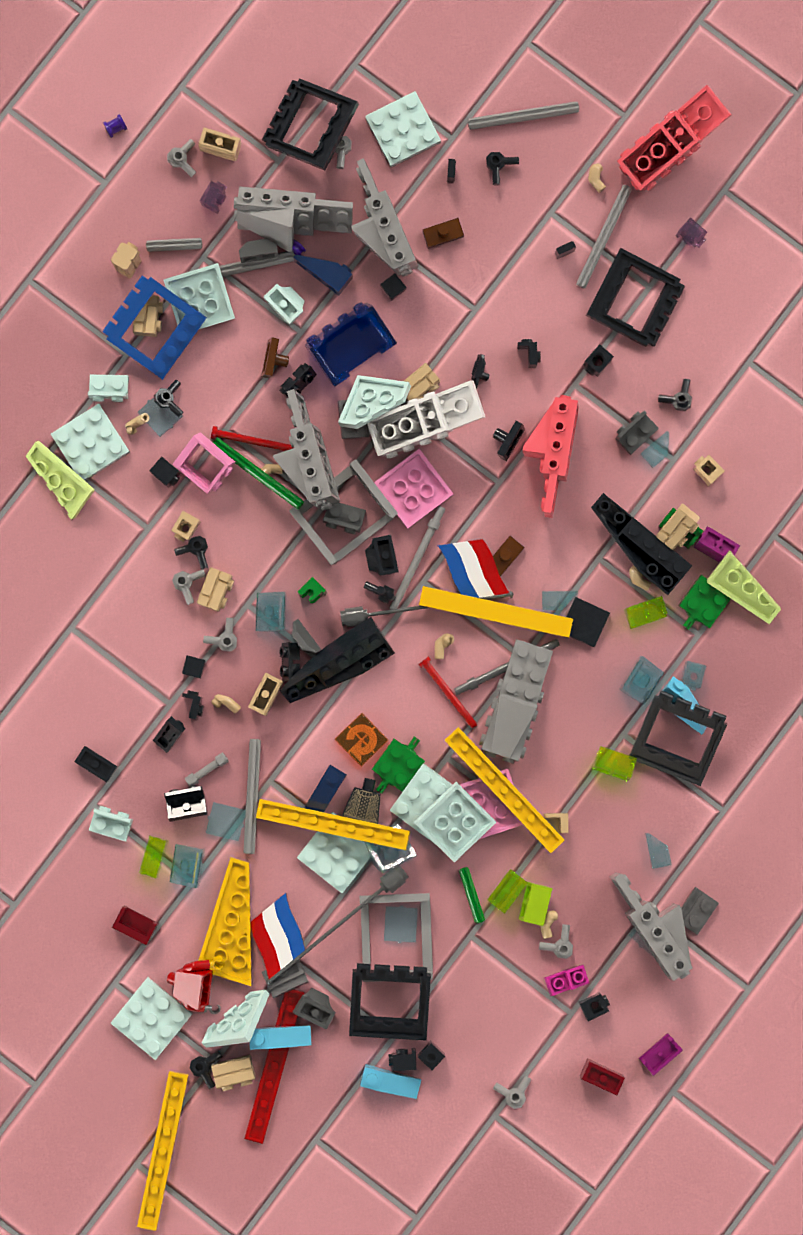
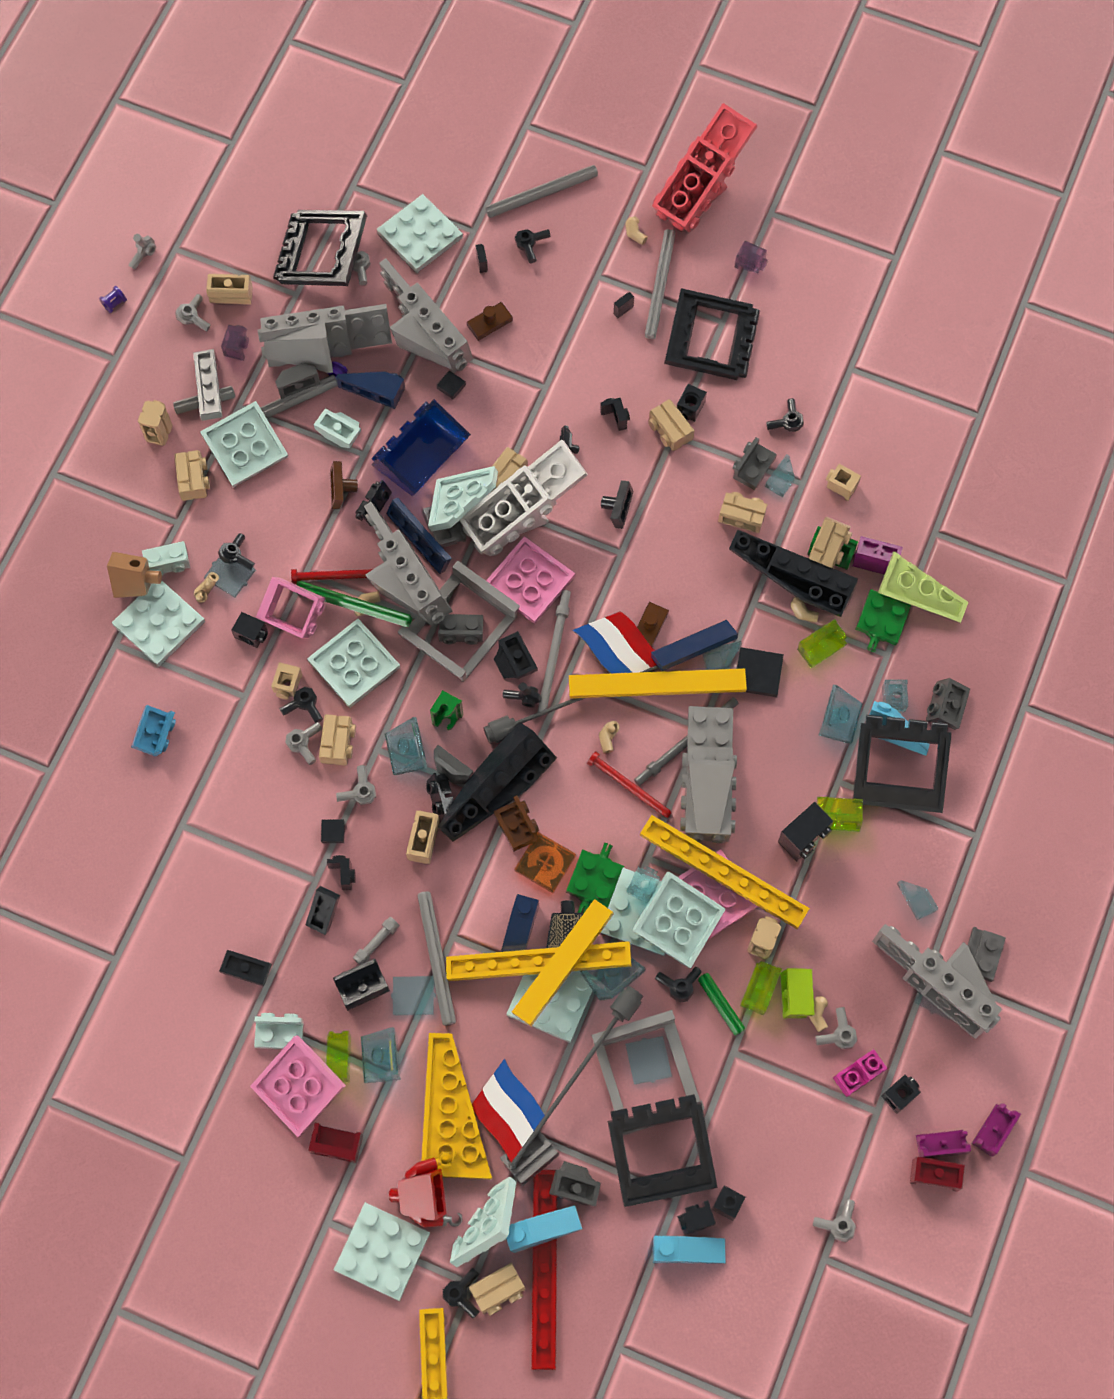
camera: 10 degrees left, 15 degrees down
(61, 479) = (139, 669): yellowish green wing -> none
(65, 541) = (153, 731): none -> dark azure bracket
(75, 399) = (131, 575): none -> medium nougat torso
(115, 873) = (297, 1086): none -> bright pink plate
(155, 80) = (145, 246): none -> light grey piece
(177, 341) = (229, 494): blue hinge -> none
(180, 232) = (207, 385): none -> light grey tile
(227, 701) = (379, 858): tan arm -> none
(245, 524) = (353, 663): none -> light aqua plate
(328, 423) = (418, 535): none -> dark blue tile
(345, 703) = (516, 824): none -> reddish brown bracket
(351, 833) = (562, 962): none -> yellow tile
(429, 790) = (635, 889): none -> clear light blue brick
(443, 875) = (680, 989): none -> black piece
(521, 853) = (764, 937): none -> tan brick
(536, 586) = (694, 645): none -> dark blue tile
(553, 445) = (667, 495): coral wedge -> none
(558, 821) = (797, 891): tan panel -> none
(574, 377) = (671, 425): none -> tan brick
(581, 774) = (803, 831): none -> black brick
(613, 475) = (742, 512): none -> tan brick
(614, 1054) = (942, 1144): none -> magenta hinge
(735, 692) = (948, 703): none -> dark grey bracket

